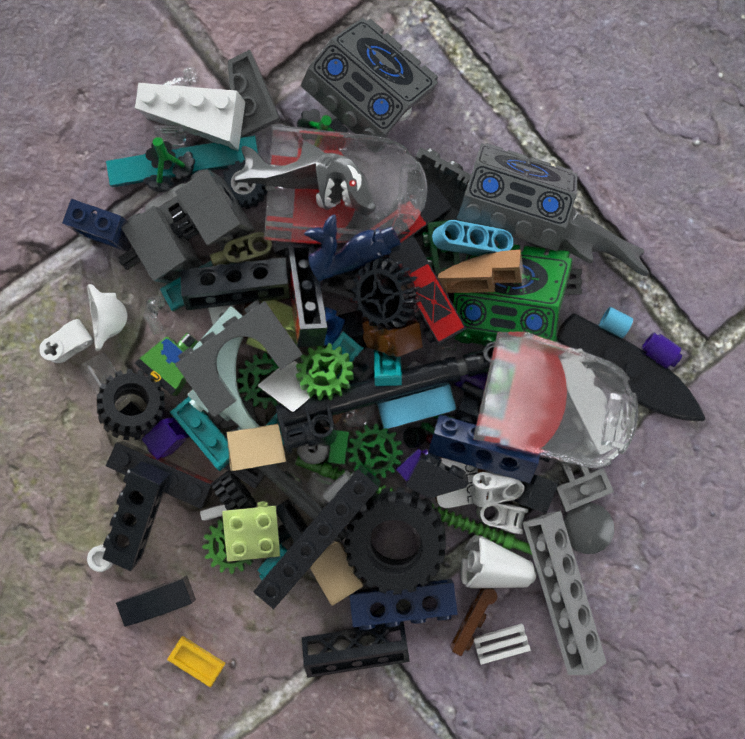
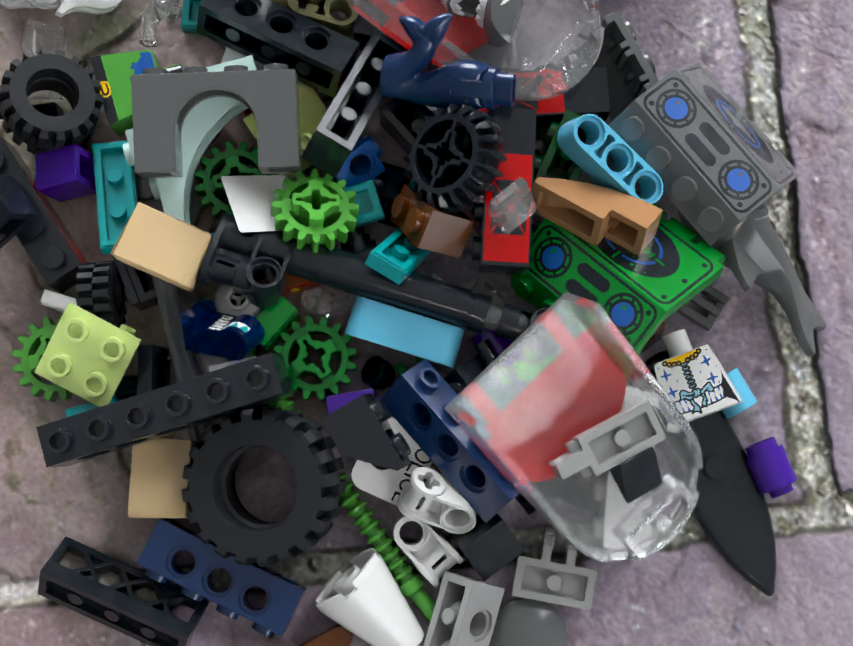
camera: 30 degrees right, 5 degrees down
(316, 473) = (220, 333): none -> clear blue leg
(436, 301) = (512, 206): none -> clear slope
(572, 398) = (610, 442): none -> light grey hinge
(592, 330) = (694, 378): none -> white torso
(595, 404) = (637, 475): none -> black slope

